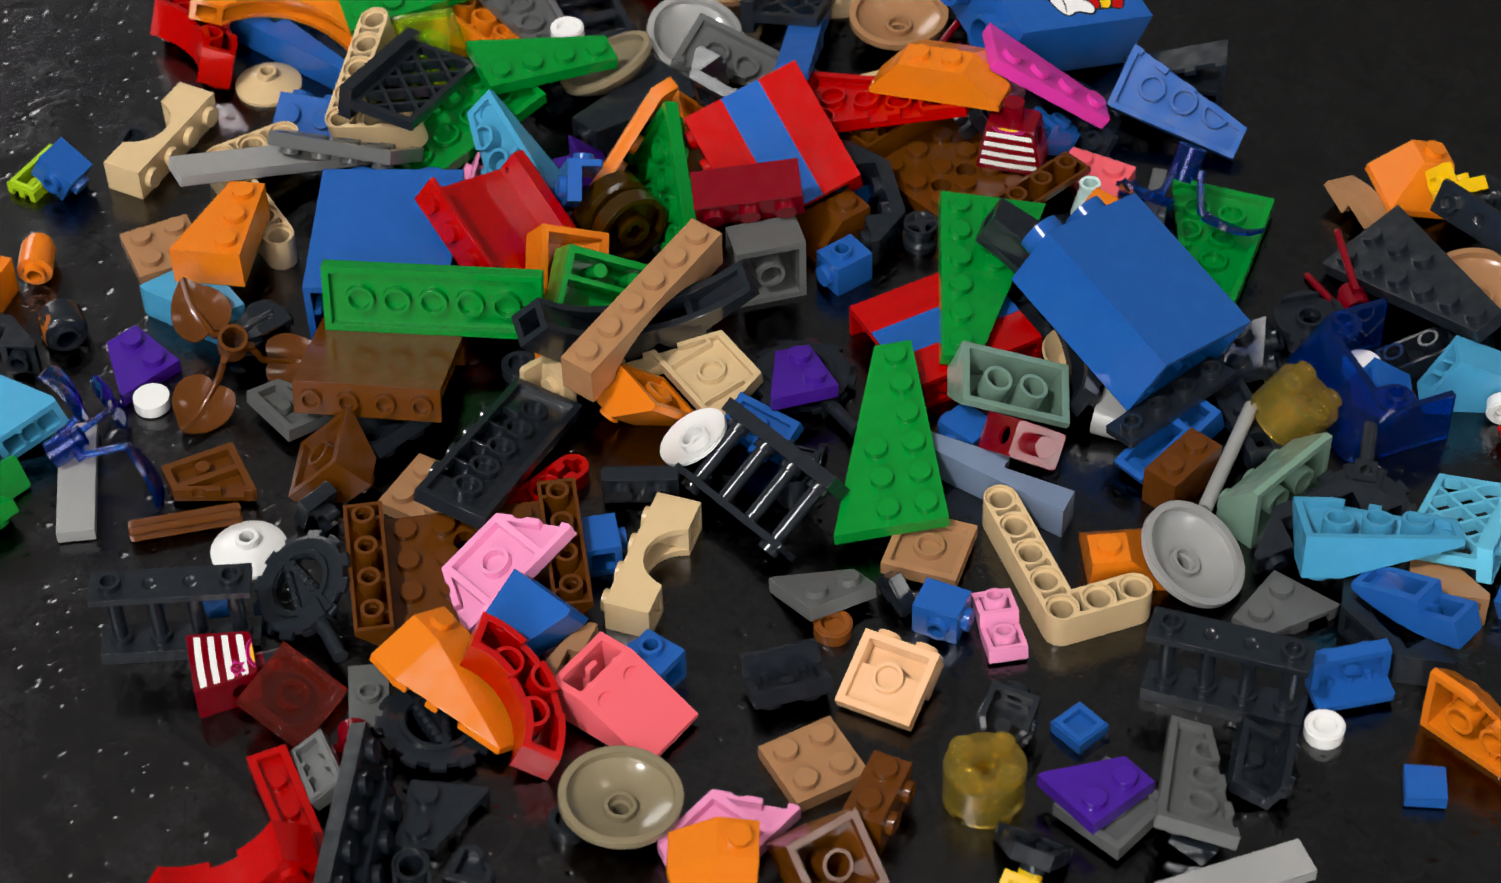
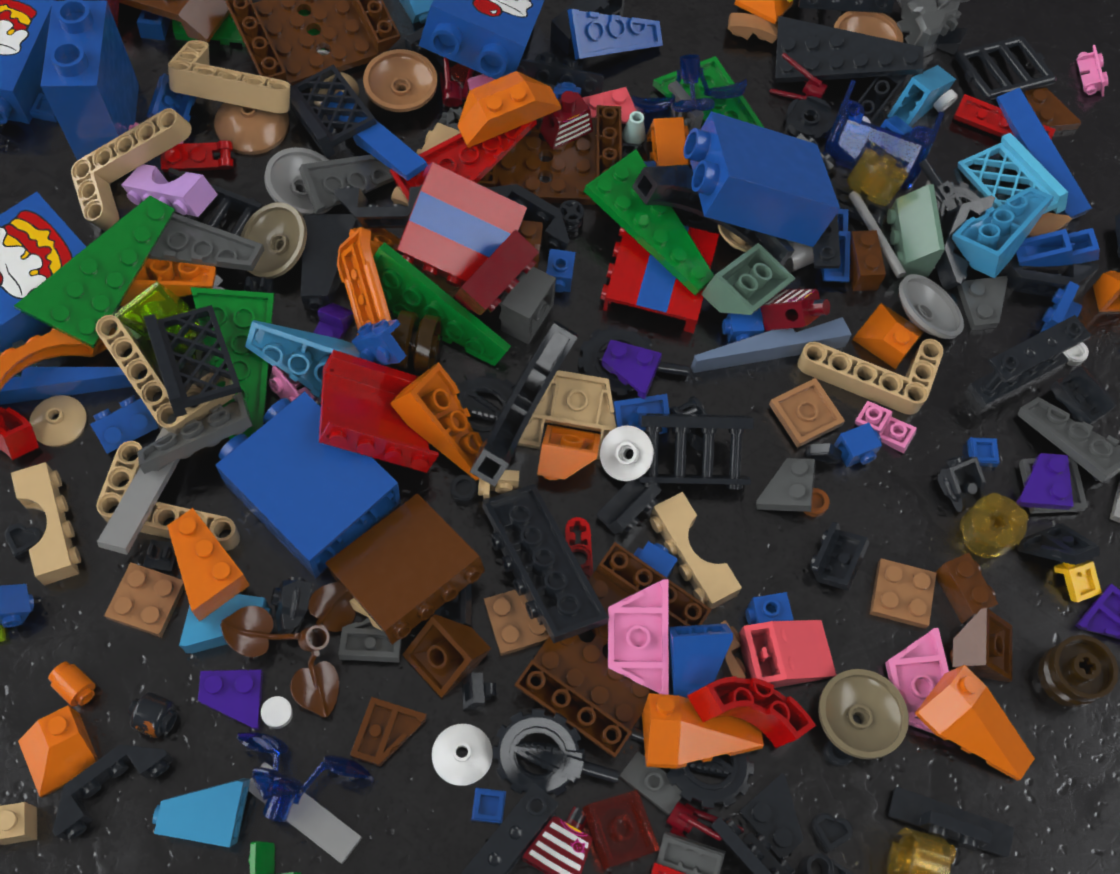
camera: 55 degrees left, 20 degrees up
(185, 522) = (405, 775): reddish brown axle -> none
(426, 298) = (399, 499): green plate -> none
(531, 62) = (247, 277): green wing -> none
(567, 27) = (238, 239): white tile -> none
(589, 276) = (474, 402): green wedge -> none
(597, 354) = (533, 422): medium nougat arch -> none
(890, 678) = (885, 509): light nougat plate -> none
(893, 455) = (737, 371): green wing -> none
(1037, 75) = (548, 68): dark pink wing -> none

